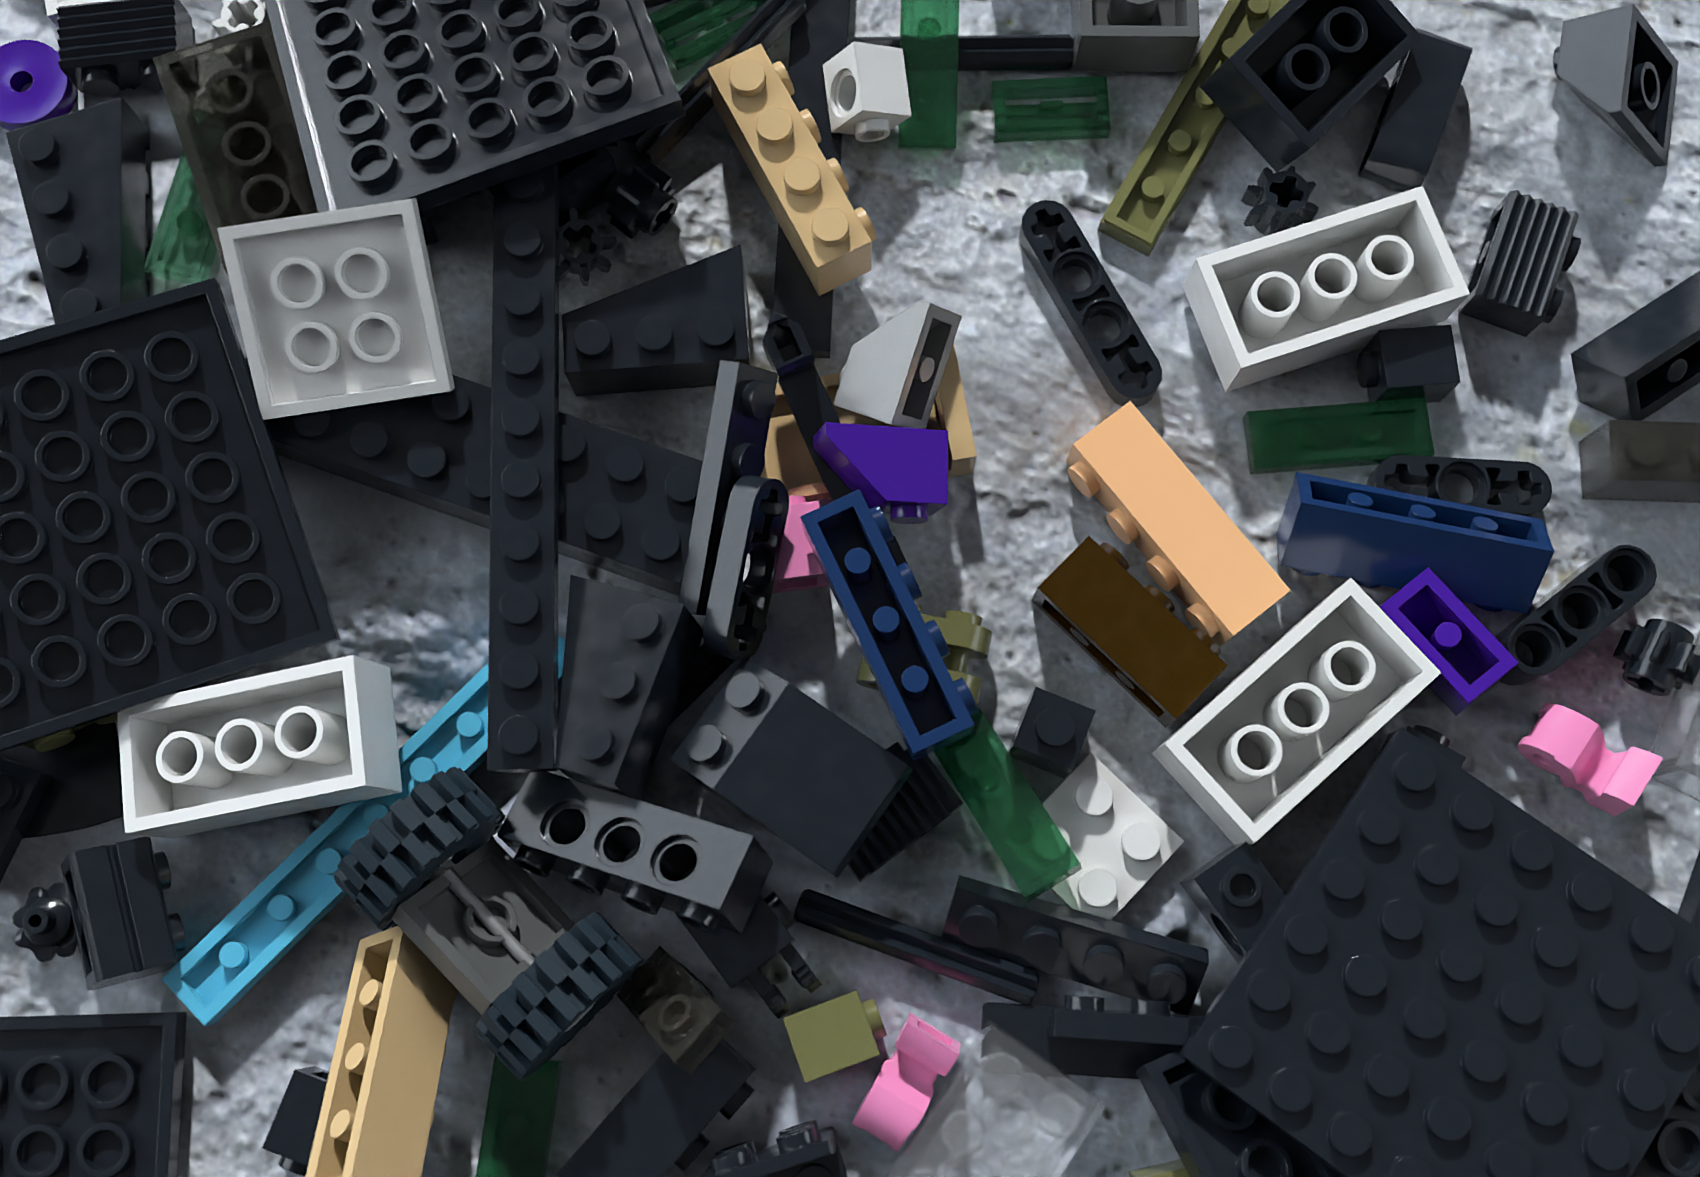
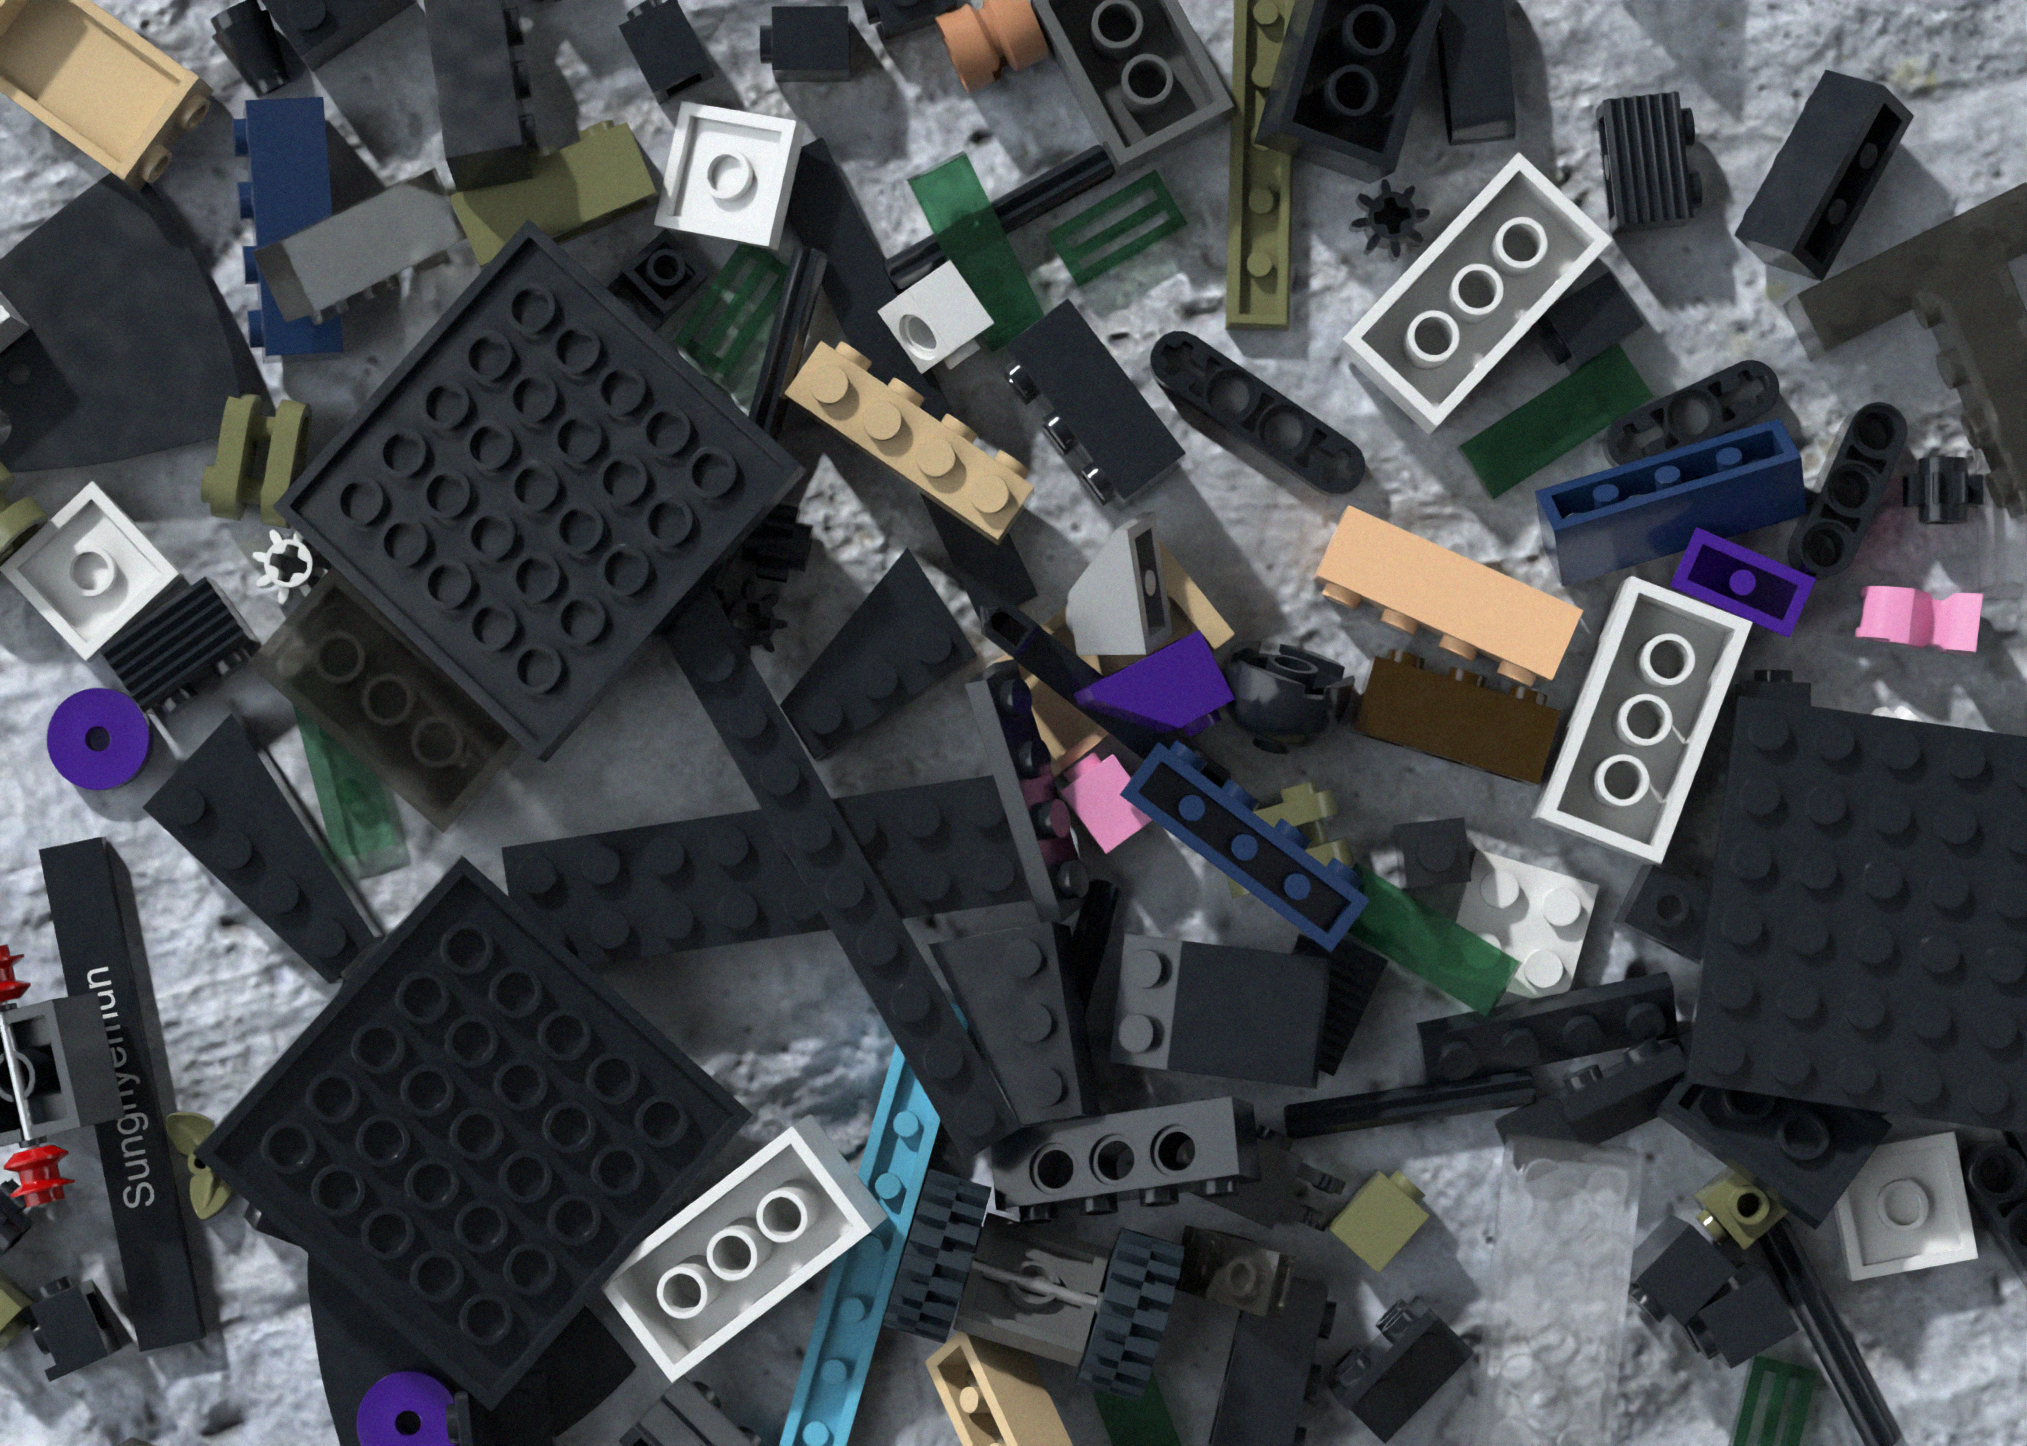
camera: 30 degrees left, 10 degrees up
(337, 308) = (593, 824): white plate -> none
(758, 509) = (1084, 855): black beam -> none
(906, 1082) = (1461, 1225): bright pink leg -> none
(955, 211) = (1091, 407): none -> black brick
(991, 534) = (1285, 696): none -> black cylinder

